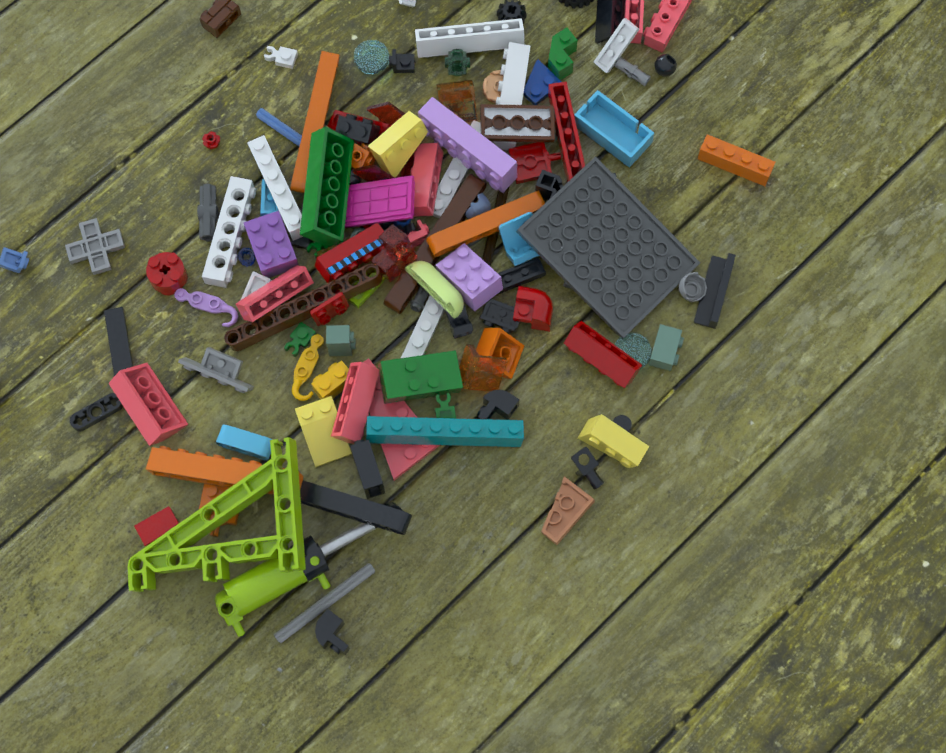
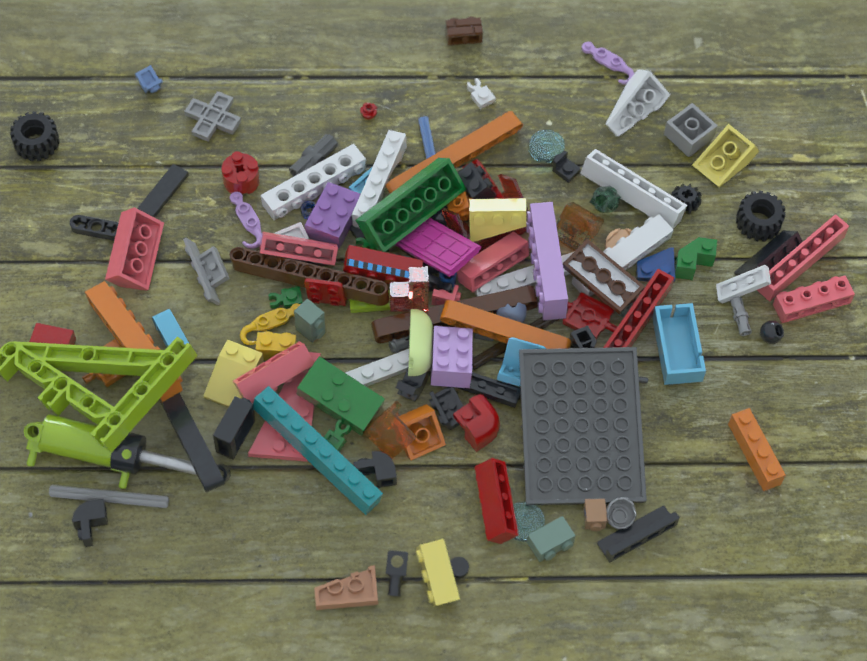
camera: 40 degrees right, 10 degrees down
(676, 303) = (595, 514): none -> medium nougat brick

